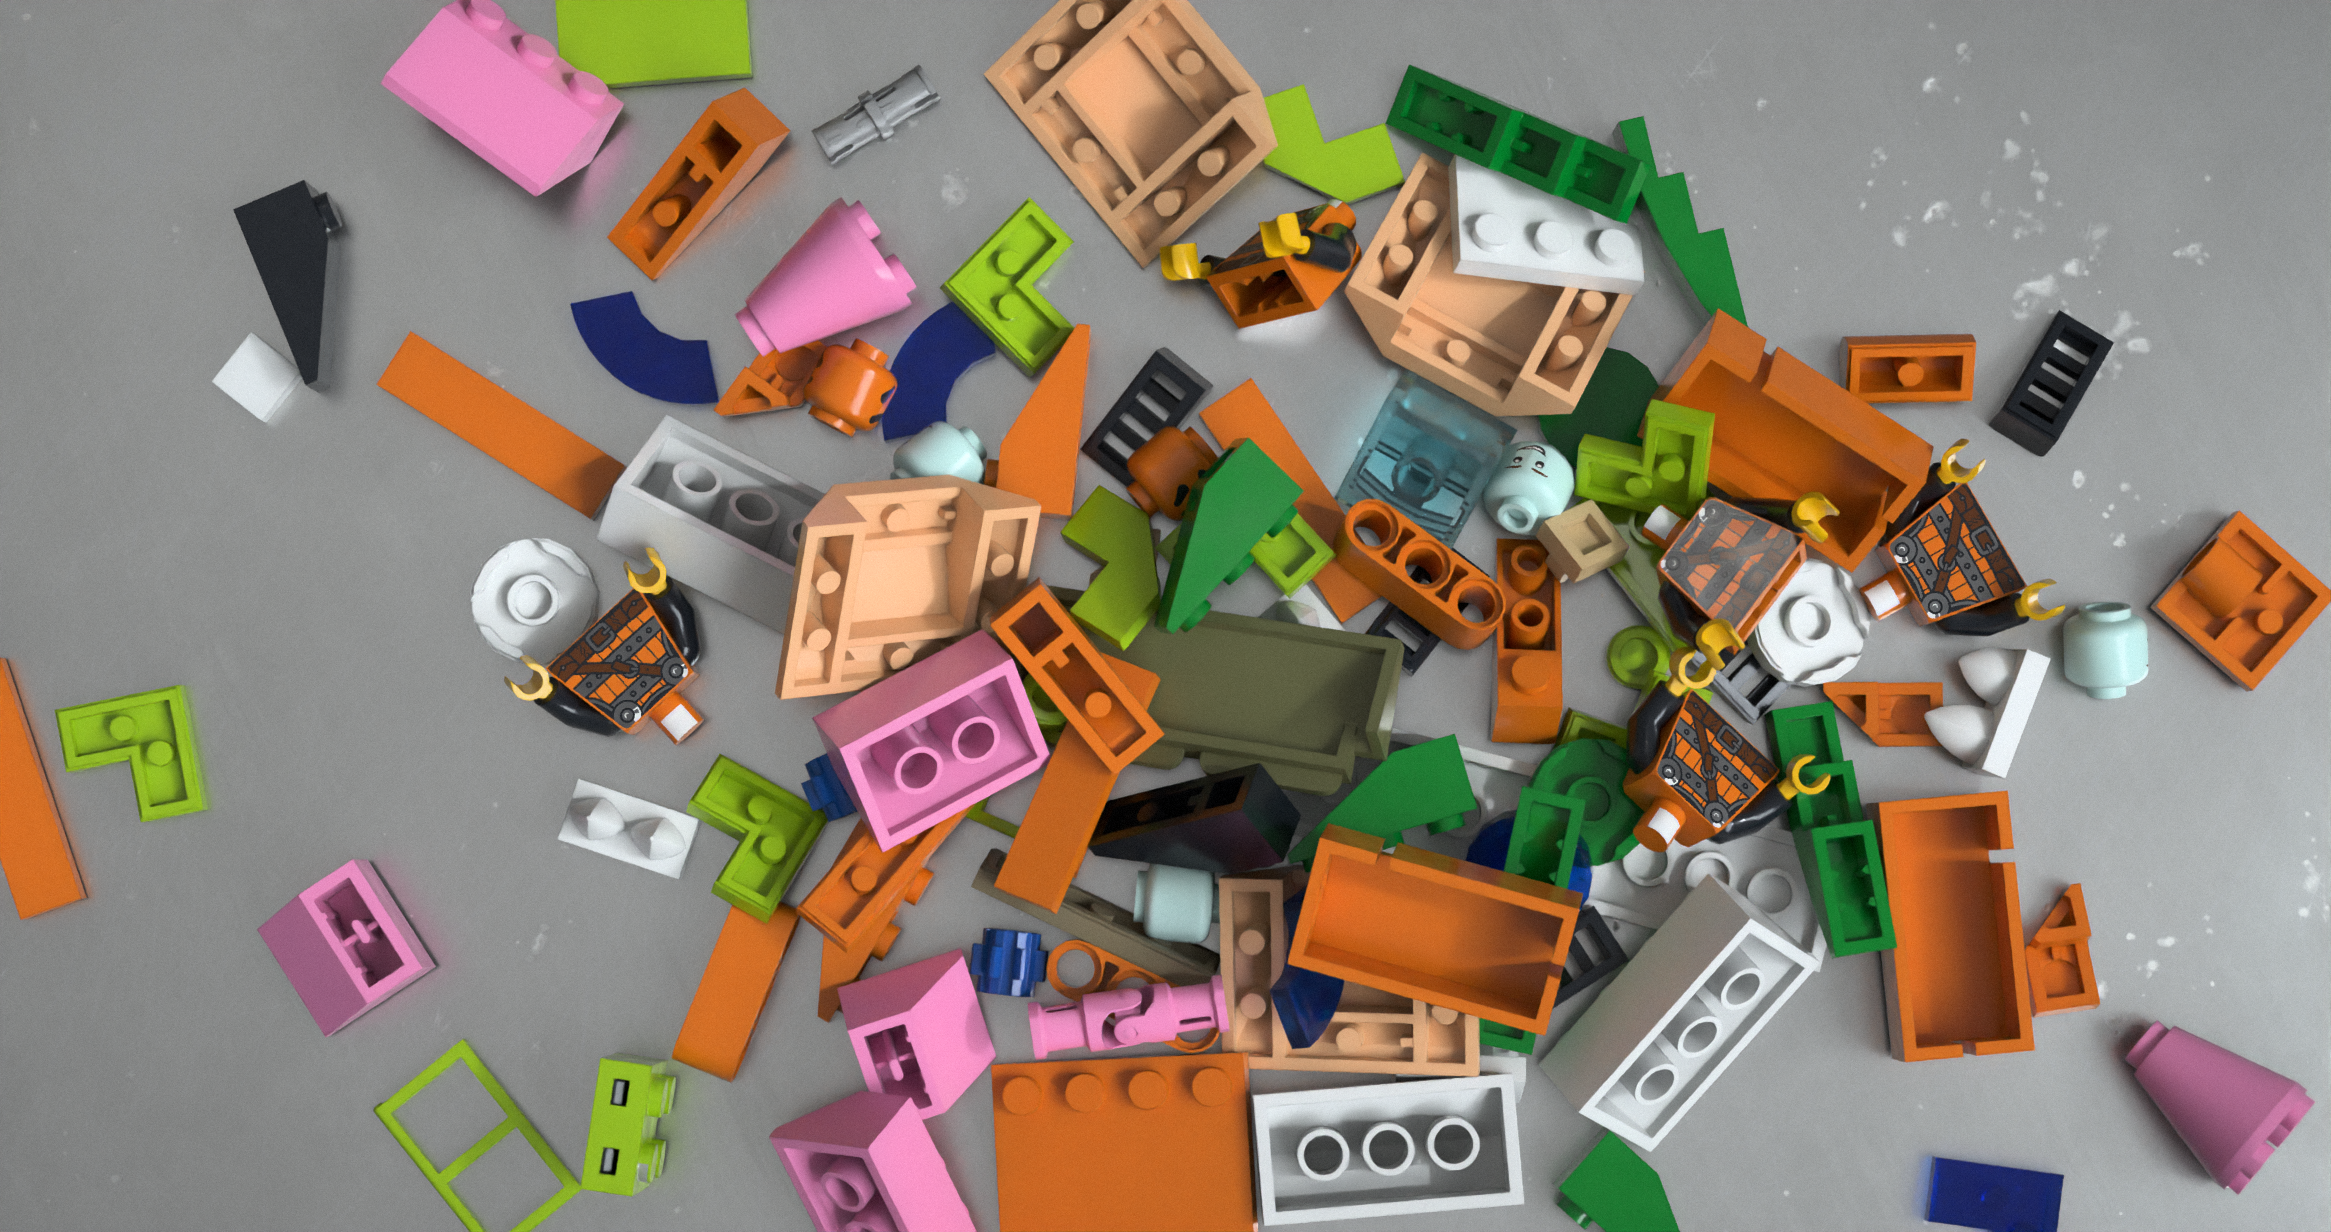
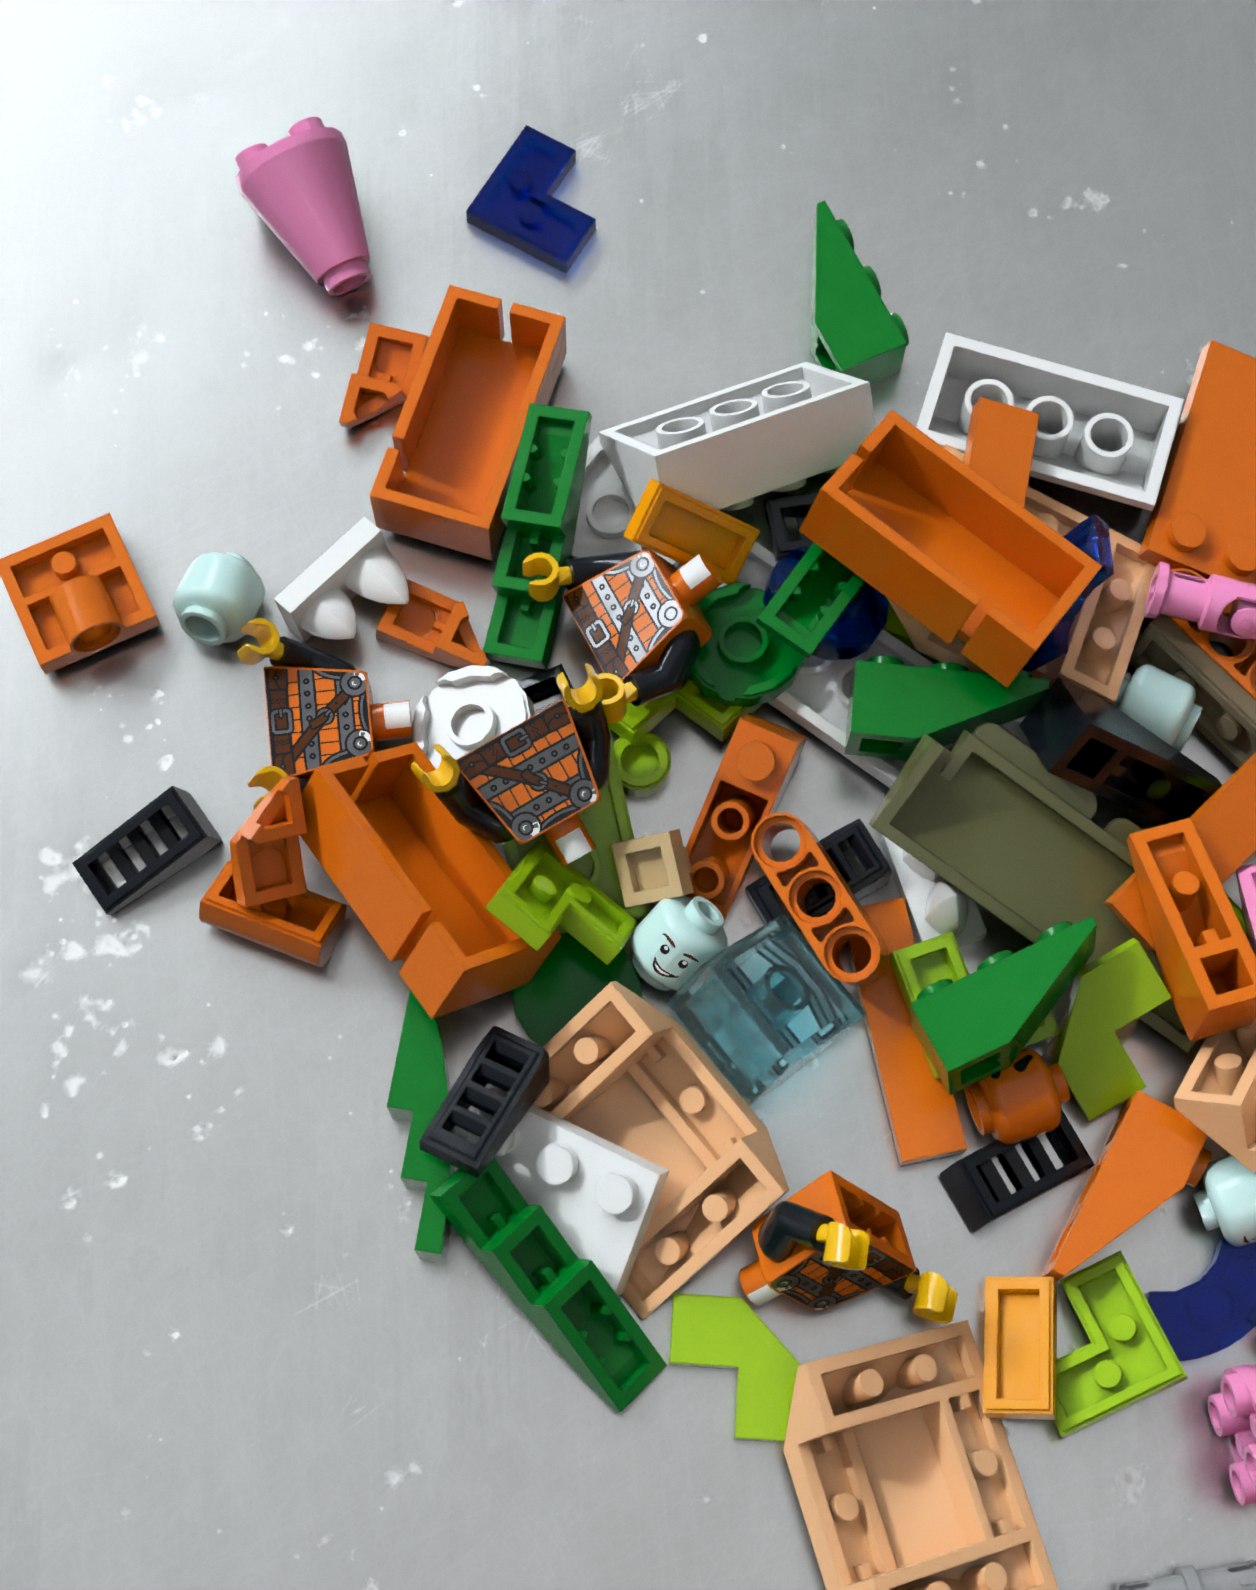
camera: 160 degrees left, 15 degrees down
(1090, 257) = (1020, 1348): none -> light orange tile
(1420, 1067) = (1002, 445): none -> orange tile
(1659, 264) = (505, 1063): none -> black slope
(1684, 877) = (685, 527): none -> light orange tile
(1934, 405) = (268, 850): none -> orange slope

